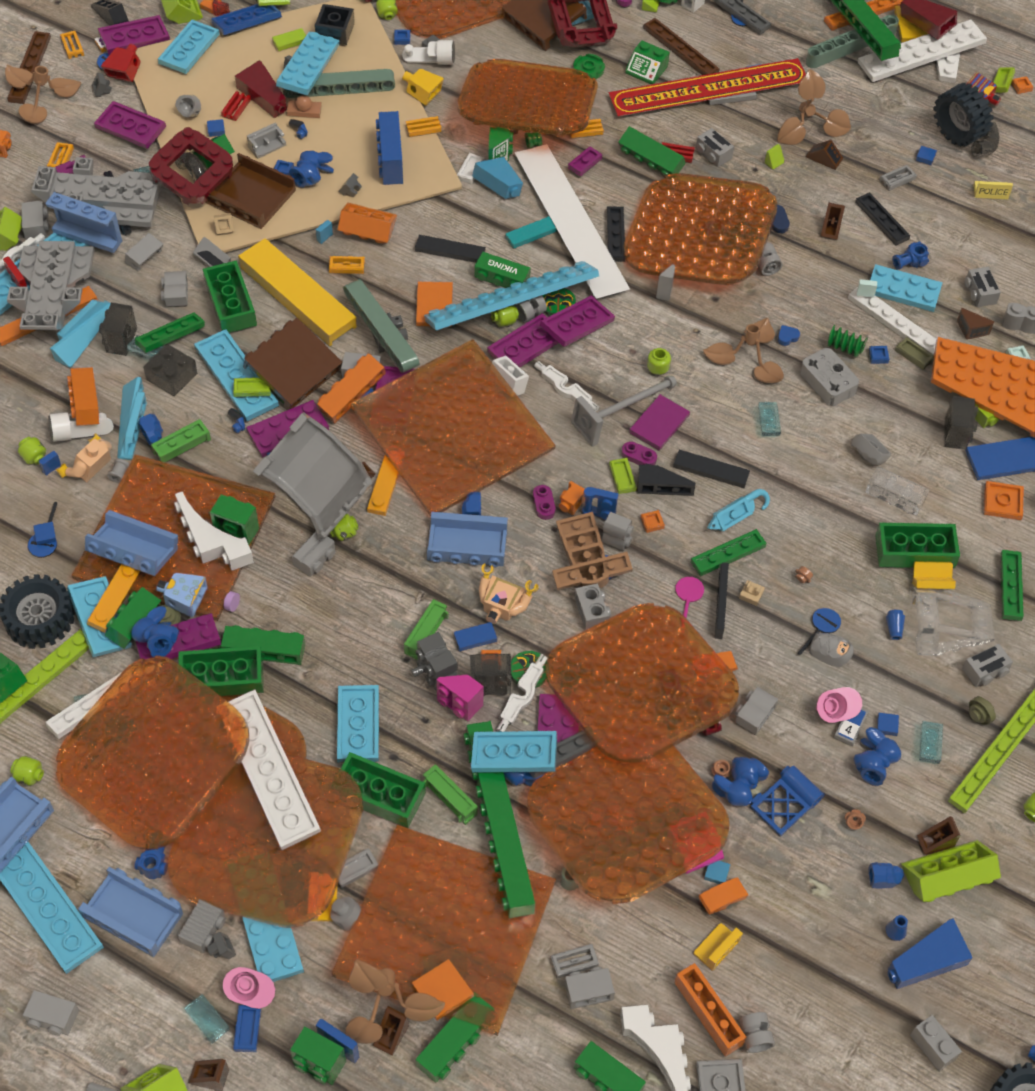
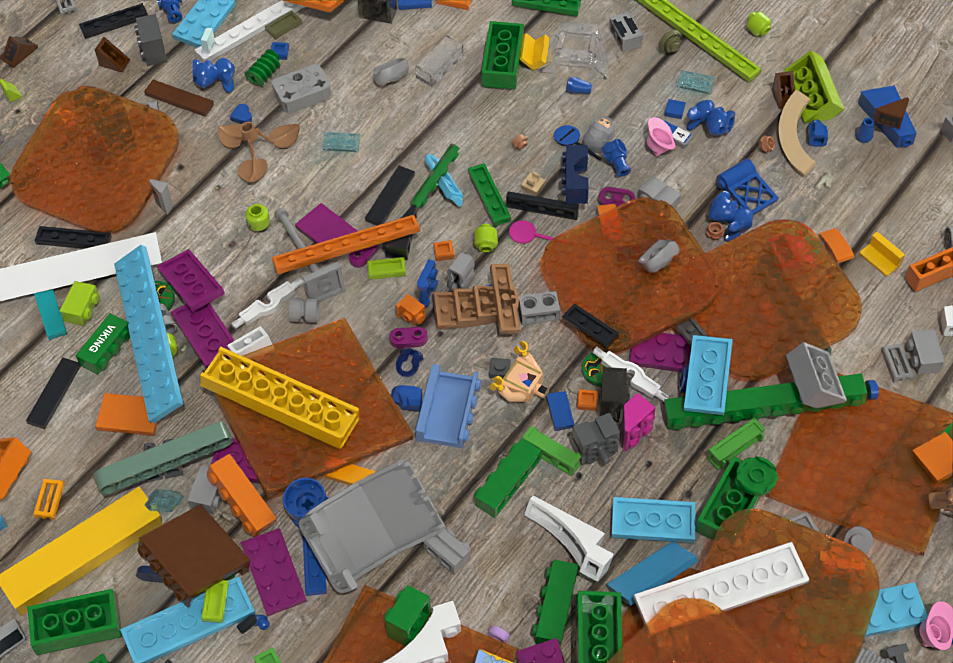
camera: 80 degrees left, 0 degrees up
(297, 721) = (653, 571): none -> dark azure tile
(329, 659) = (578, 537): none -> white arch
(342, 335) = (163, 500): none -> clear light blue plate
(351, 432) = (302, 497): none -> blue wheel
(391, 594) = (507, 478): none -> green brick
(401, 803) = (756, 476): none -> green tile
(448, 399) = (279, 399): none -> yellow tile
(518, 578) = (499, 367): none -> dark grey plate
(521, 854) = (815, 376): none -> light grey slope
(521, 919) = (872, 389): none -> blue tile
(522, 510) = (404, 354): none -> clear blue piece
(542, 248) = (79, 303): none -> lime piece
(558, 412) = (304, 310): none -> light grey wheel
(569, 649) = (590, 326): none -> black tile
(635, 432) = (345, 244): none -> orange tile
(655, 697) = (659, 255): none -> light grey piece
(670, 553) = (485, 238): none -> lime head
(737, 496) = (439, 170): none -> green plate
(747, 669) = (617, 195): none -> magenta plate
(787, 625) = (574, 185): none -> dark blue arch
(797, 283) = (179, 98): none -> reddish brown tile
(800, 665) = (616, 153): none -> blue connector
(828, 296) = (207, 73): none -> blue animal
(856, 245) = (150, 40): none -> dark grey brick
(876, 843) = (788, 133): none -> tan tile
(919, 950) = (892, 113): none -> reddish brown slope

